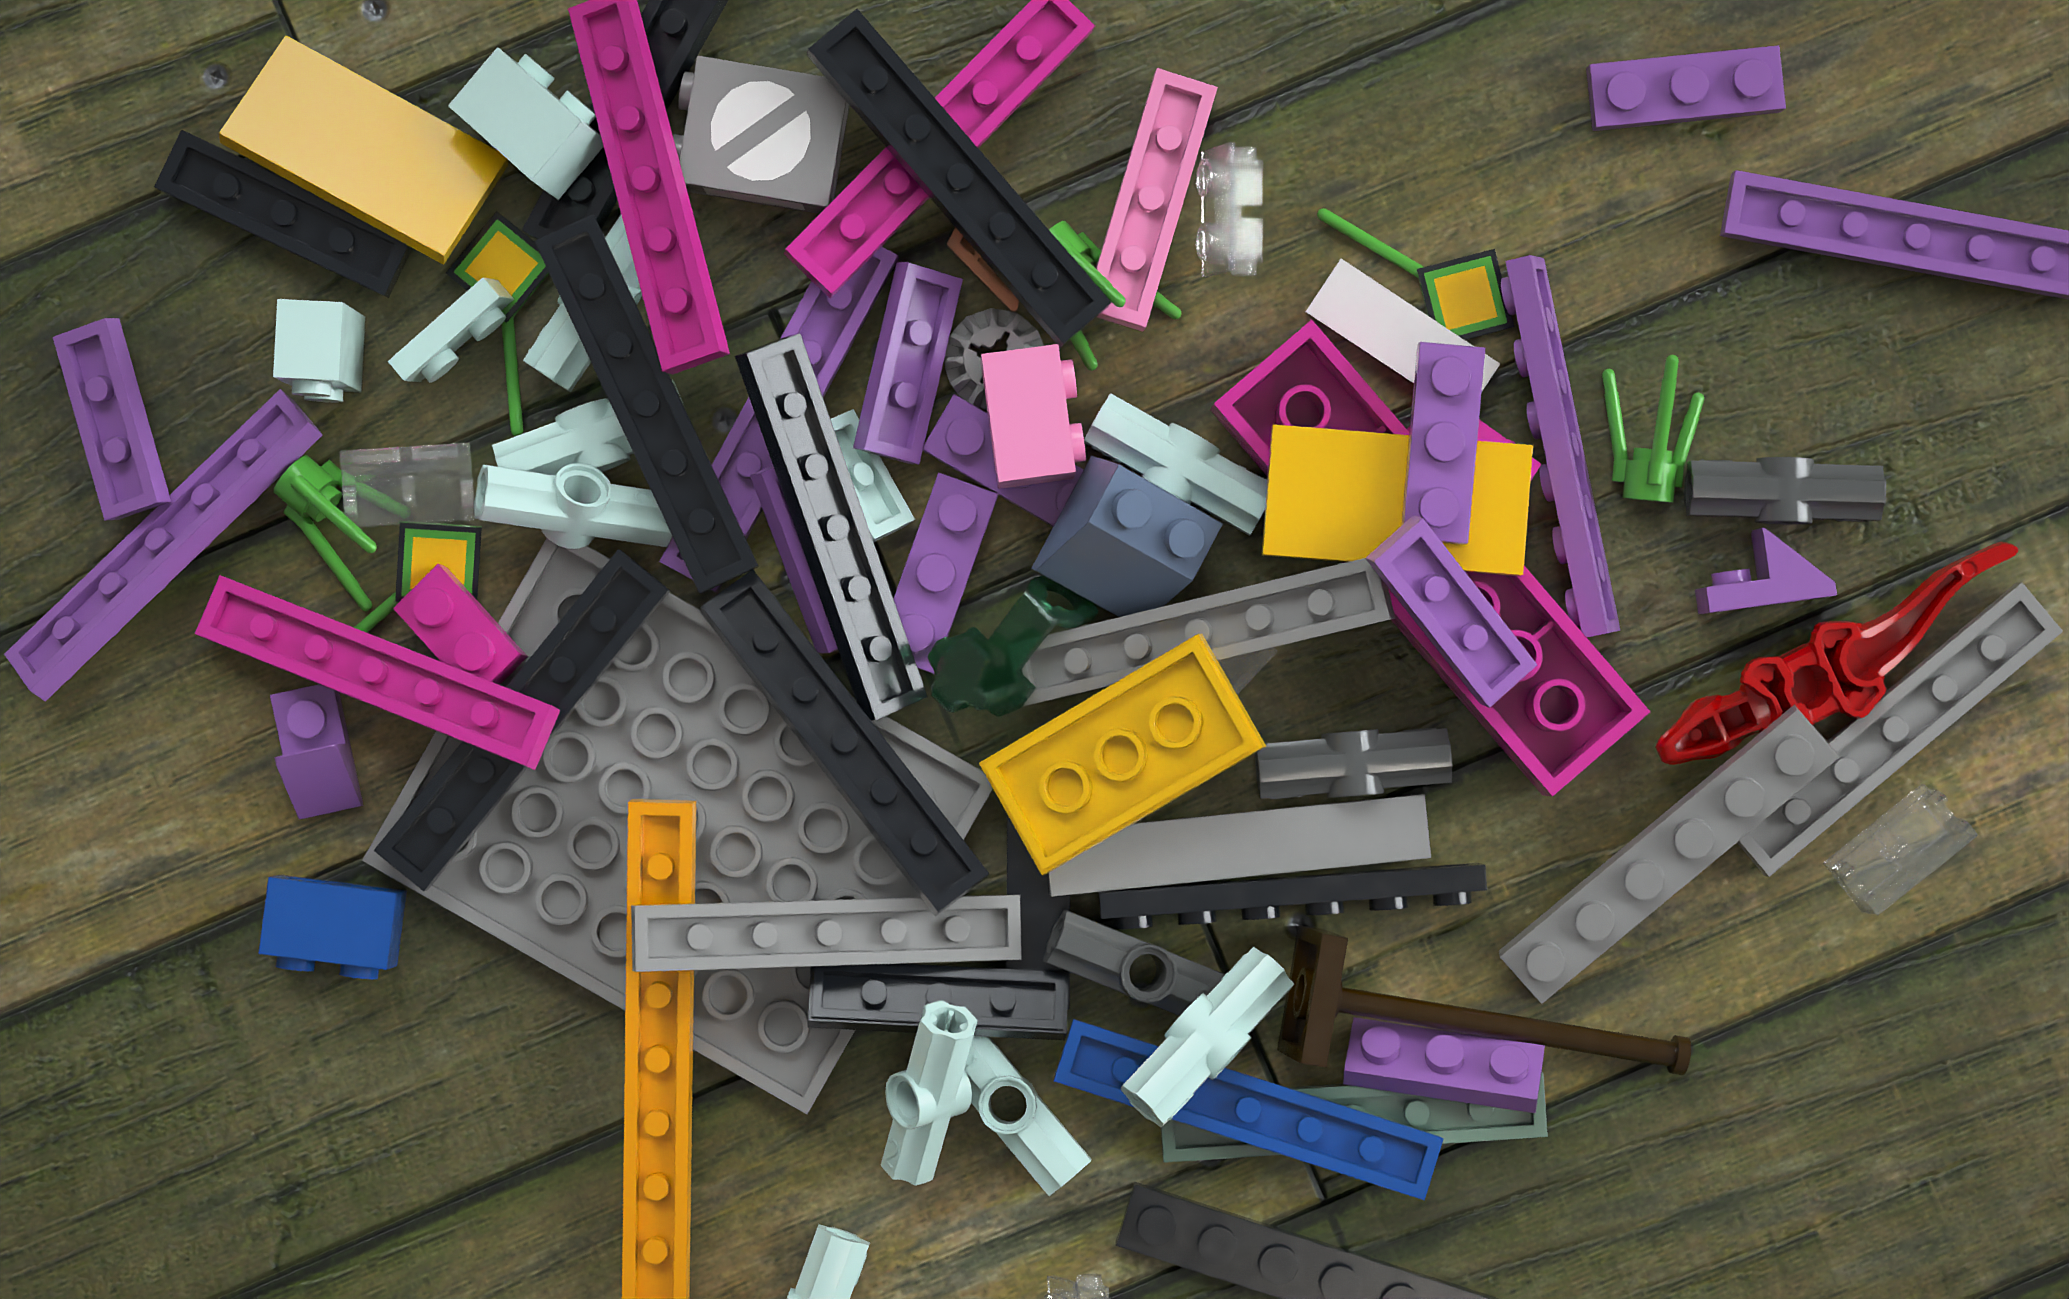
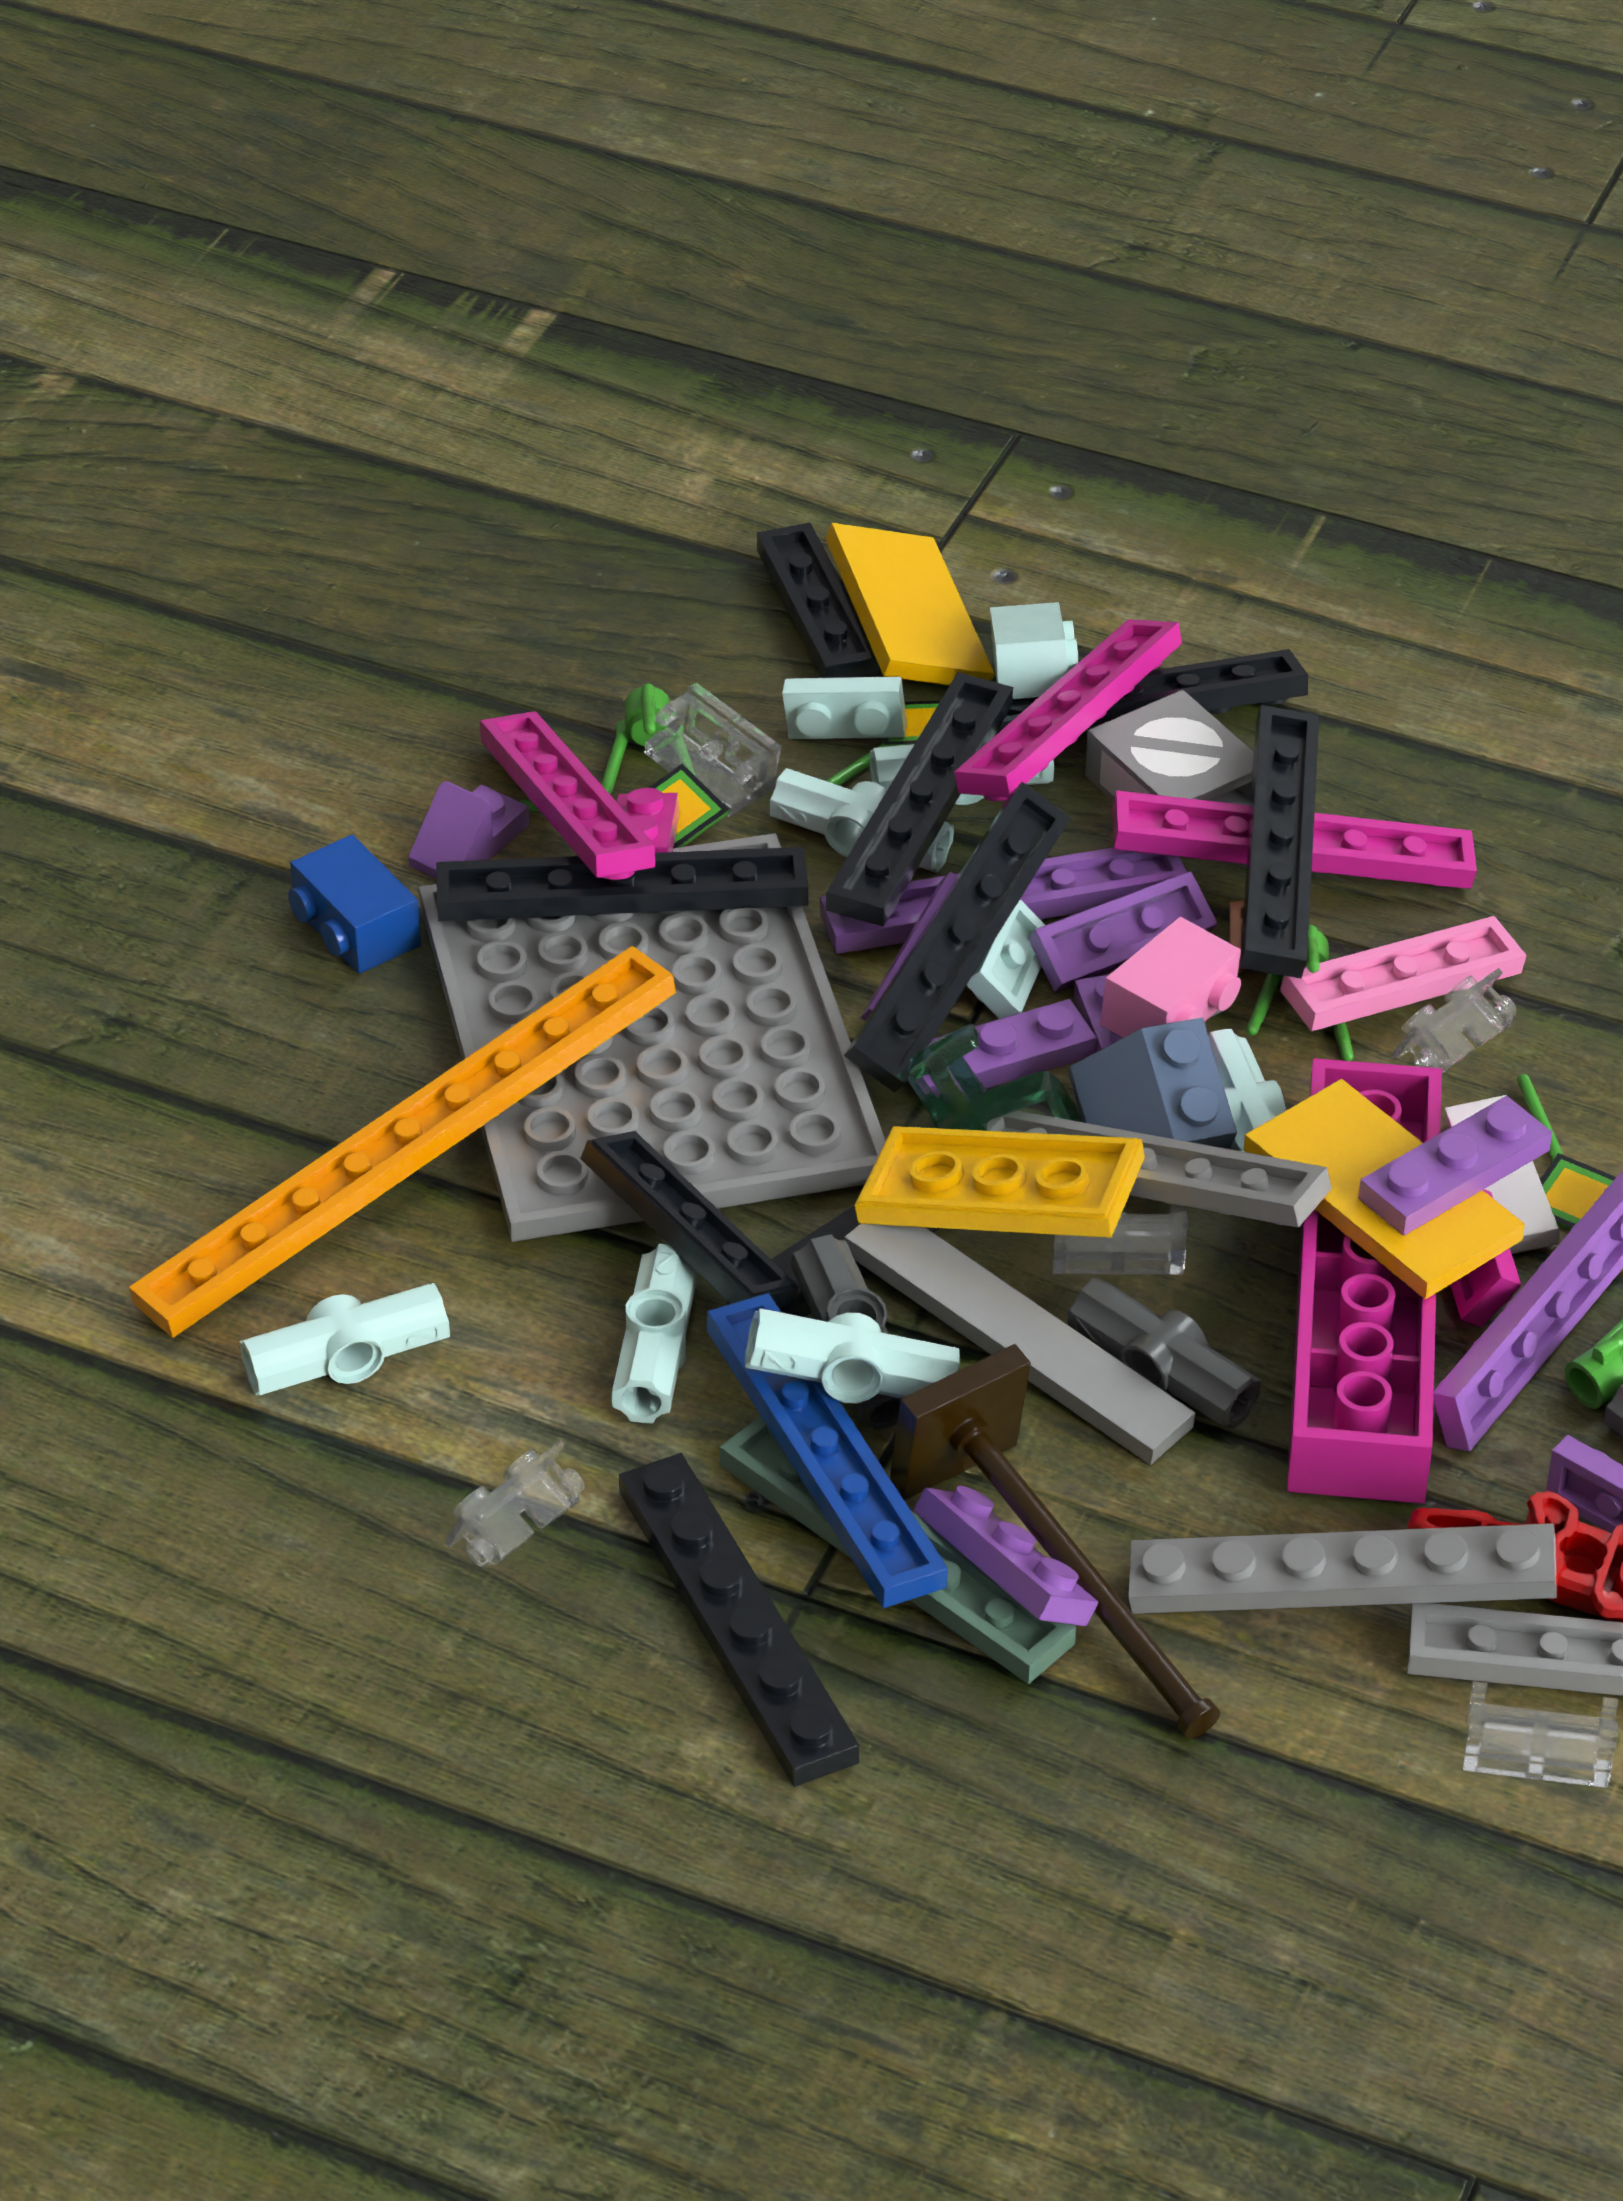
camera: 50 degrees right, 45 degrees down
(111, 419) = (577, 607): medium lavender plate -> none
(162, 545) = (496, 678): medium lavender plate -> none
(319, 348) = (752, 643): light aqua brick -> none
(570, 506) = (797, 808): light aqua piece -> none
(823, 933) = (668, 1112): light grey plate -> none
(844, 742) = (815, 1043): black plate -> none
(928, 1092) = (611, 1250): light aqua piece -> none
(1320, 894) = (1054, 1400): black plate -> none
(1451, 611) = (1345, 1245): medium lavender plate -> none

